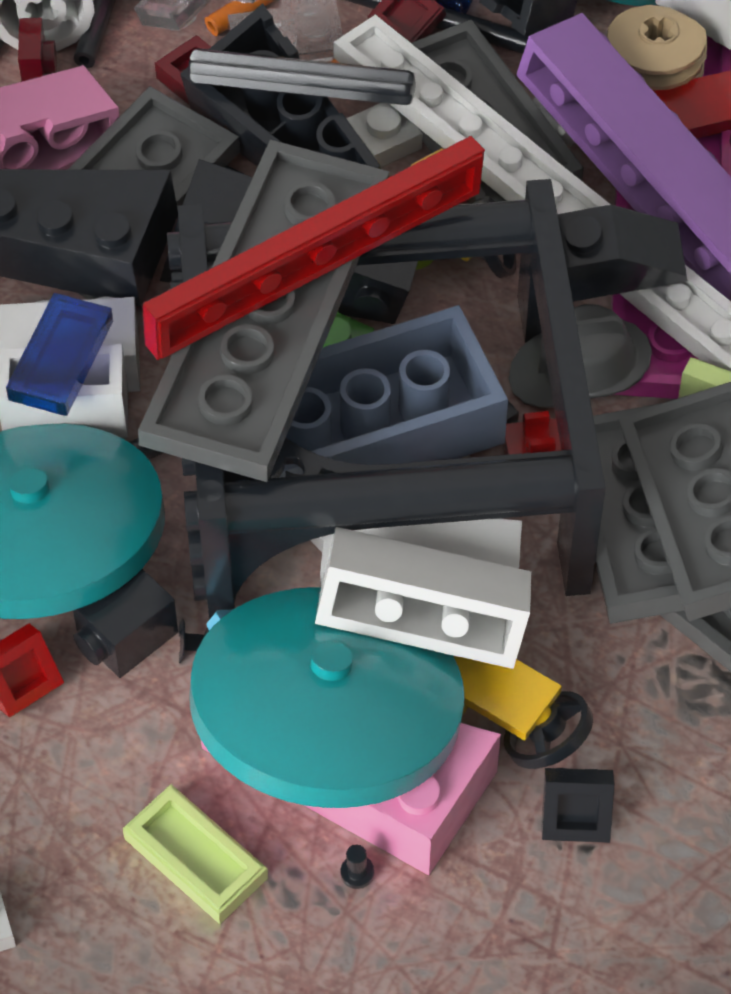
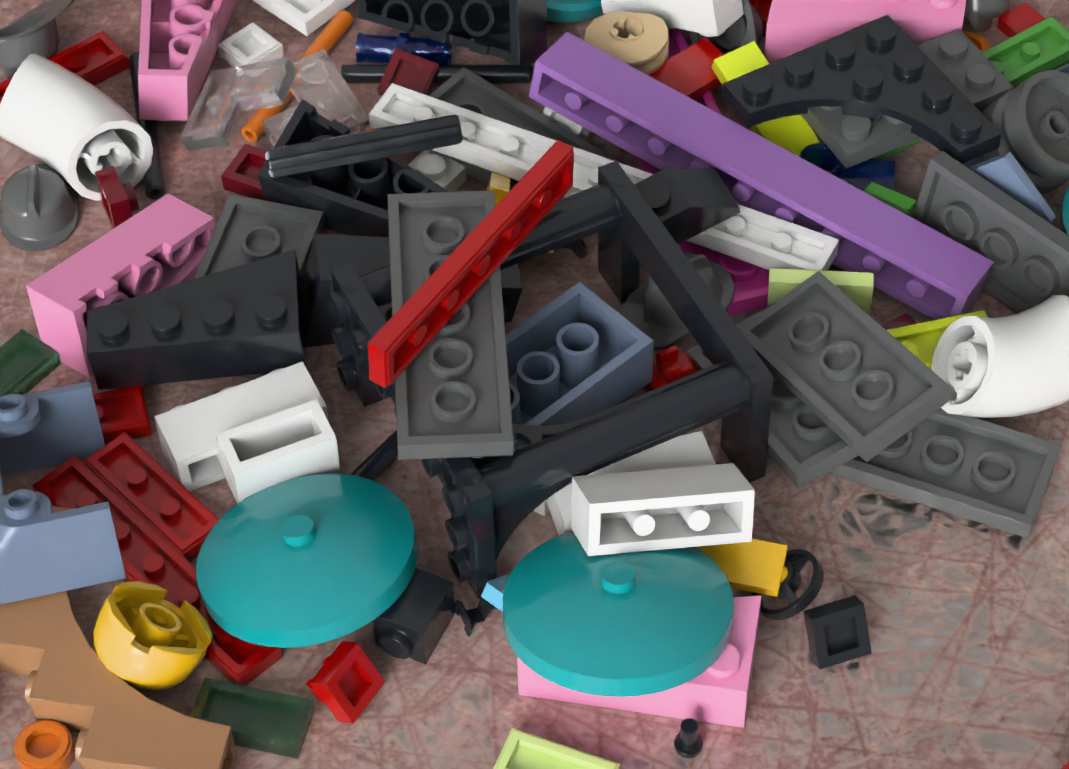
camera: 20 degrees left, 5 degrees down
(59, 354) = (272, 421): clear blue tile -> none

